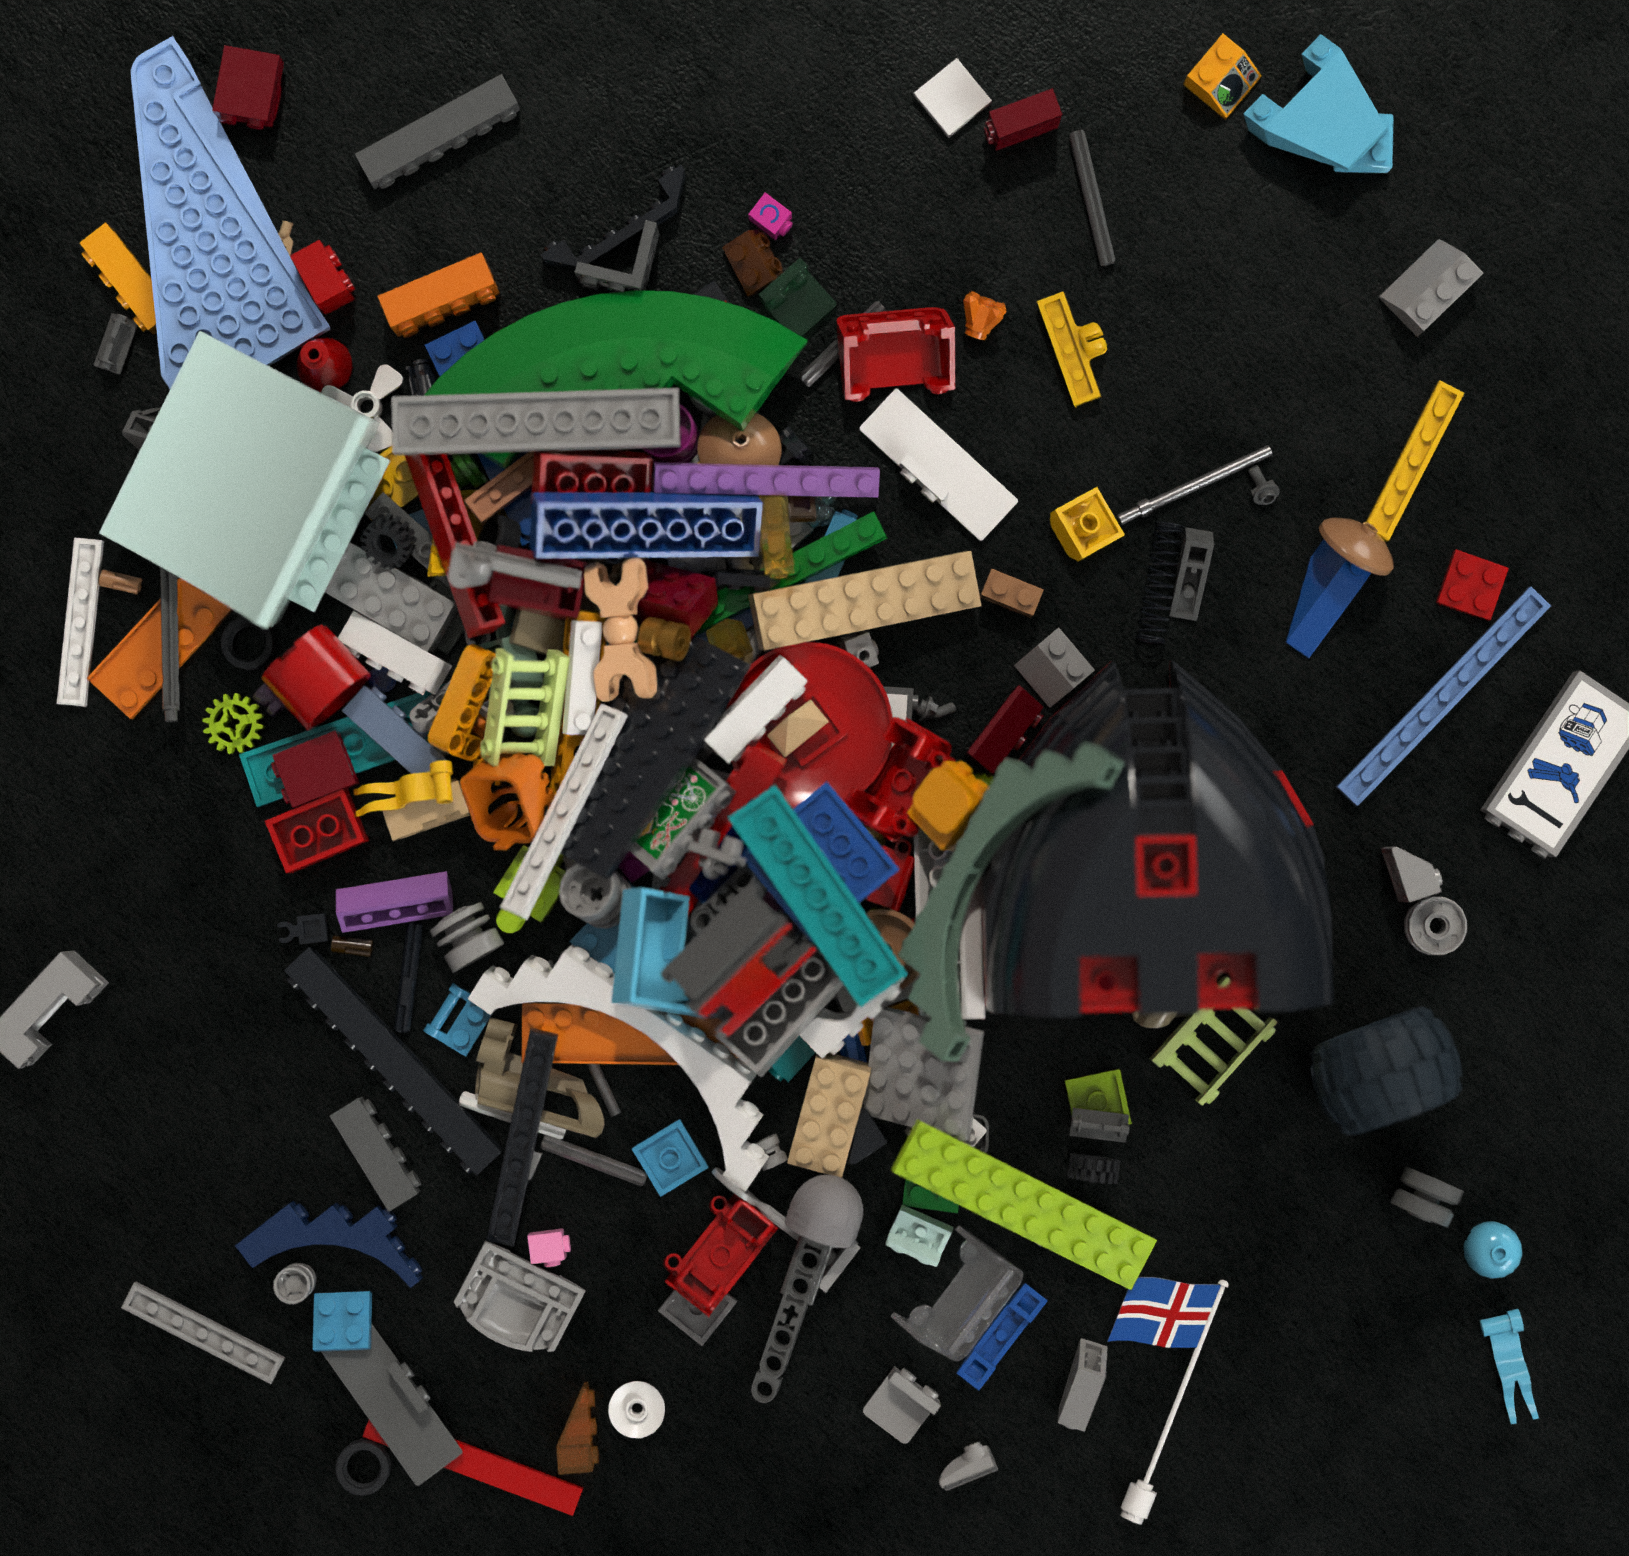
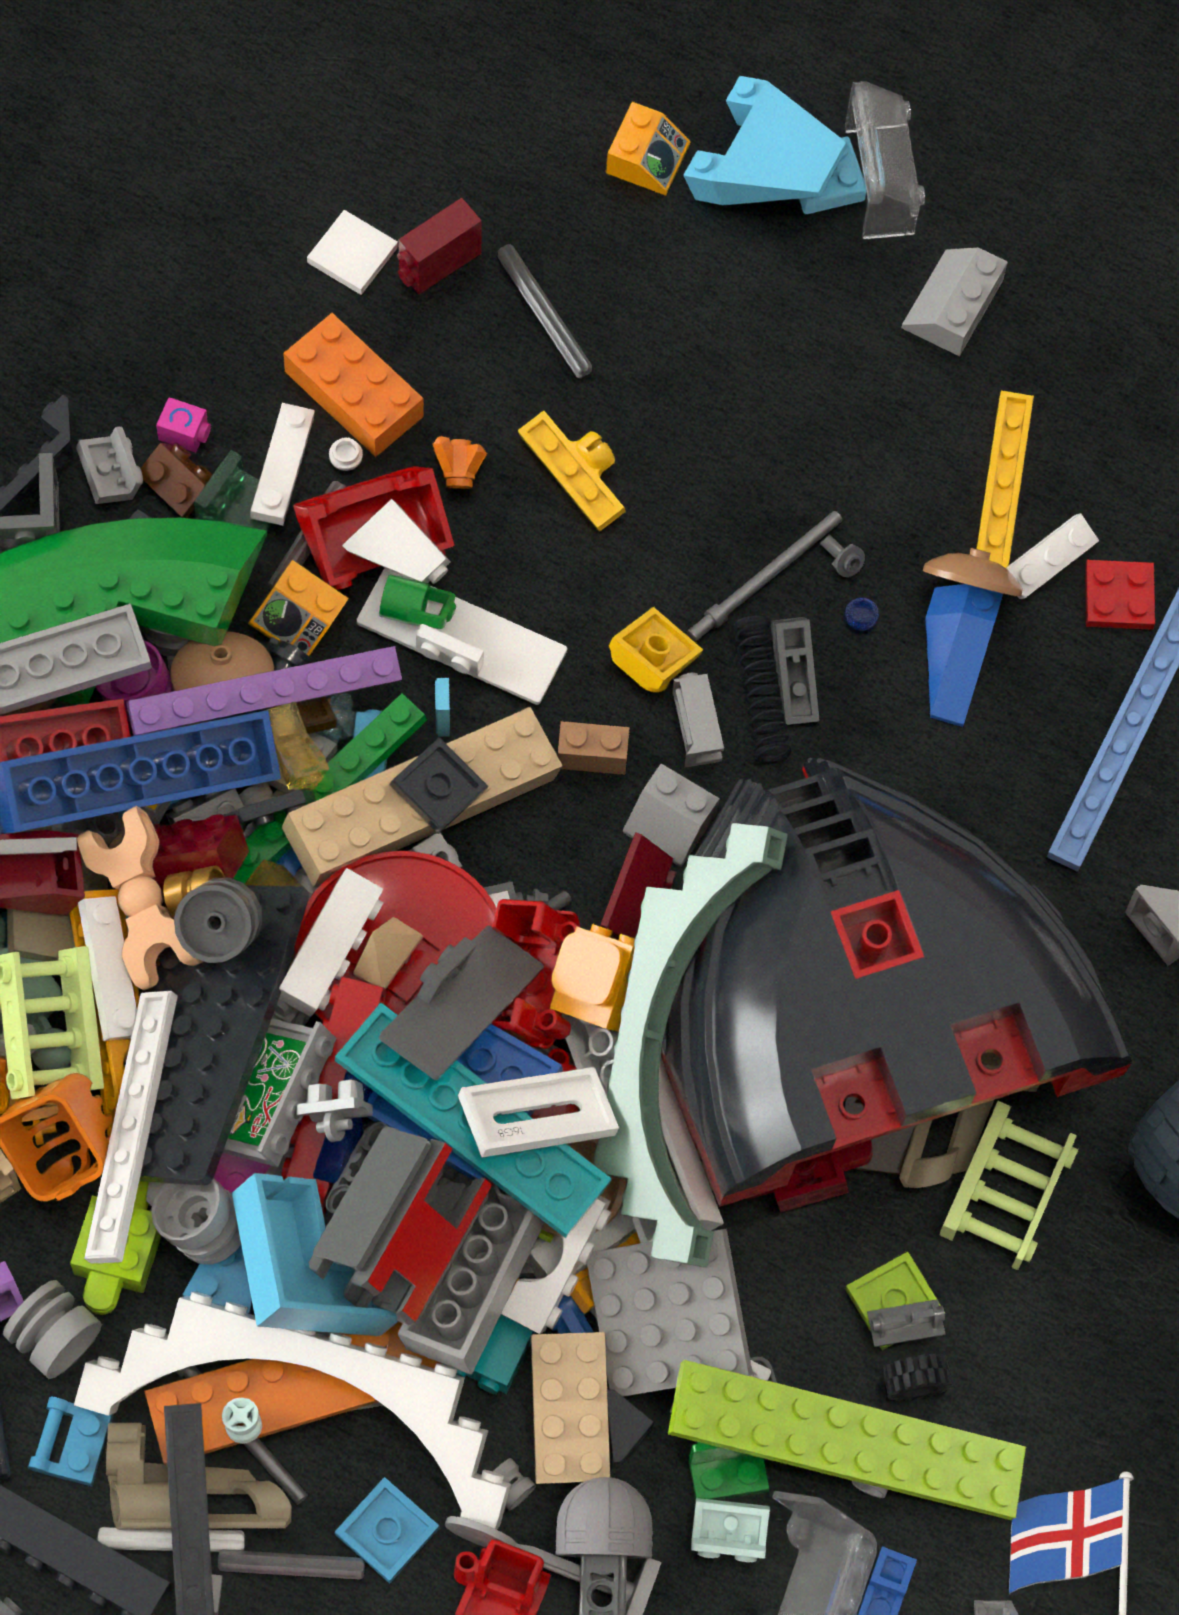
camera: 20 degrees left, 20 degrees down
(583, 1047) = (242, 1411): none -> light aqua wheel
(671, 677) = (201, 932): none -> dark grey wheel
(702, 237) = (110, 467): none -> light grey bracket
(815, 409) = (298, 608): none -> slope
(837, 797) = (460, 1000): none -> dark grey bracket
(840, 274) = (282, 464): none -> white plate
(877, 602) = (439, 785): none -> black tile
(893, 279) = (345, 454): none -> white plate
(902, 428) = (407, 602): none -> green piece
(903, 527) = (442, 707): none -> medium azure tile
(905, 892) = (537, 1092): none -> white piece
(910, 381) = (398, 545): none -> white slope
(917, 221) = (353, 384): none -> orange brick
(1101, 592) = (697, 719): none -> light grey window
(1260, 541) = (861, 614): none -> clear blue plate
(1415, 149) = (886, 160): none -> clear windscreen
(1428, 537) = (1052, 554): none -> white plate

